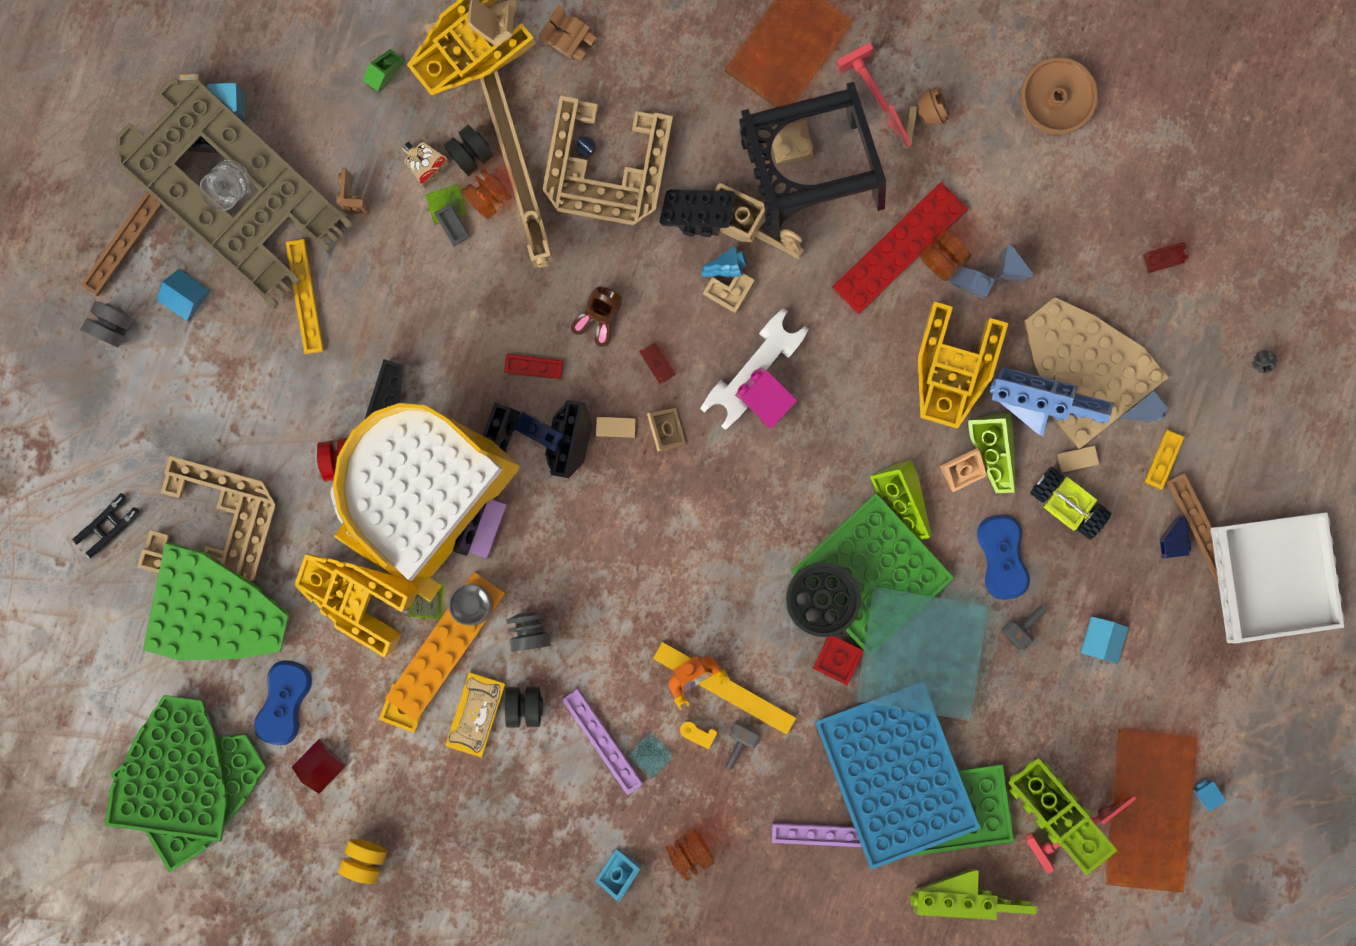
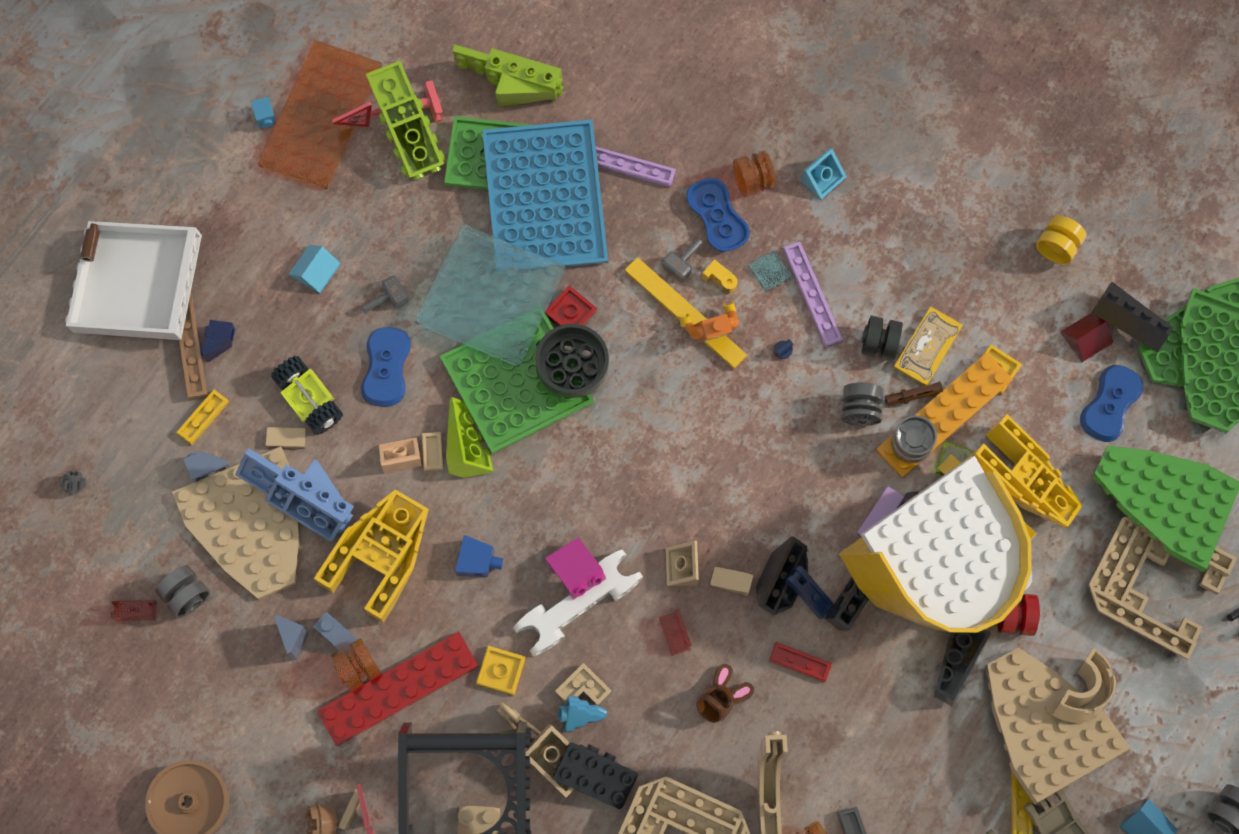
camera: 170 degrees left, 15 degrees down
(247, 401) = (1101, 687): none -> tan brick
(277, 792) = (1132, 317): none -> black wedge
(291, 361) = (1044, 749): none -> tan wing
(479, 659) = (913, 394): none -> reddish brown pin
(618, 674) = (783, 349): none -> dark blue plate
(727, 814) = (723, 225): none -> blue plate
(809, 288) = (500, 670): none -> yellow tile
(861, 386) = (476, 558): none -> blue torso
(933, 481) = (432, 452): none -> tan tile
(995, 440) = (362, 472): lime wedge -> none
(1130, 284) = (182, 591): none -> flat silver wheel
(1333, 602) = (90, 243): none -> reddish brown cylinder

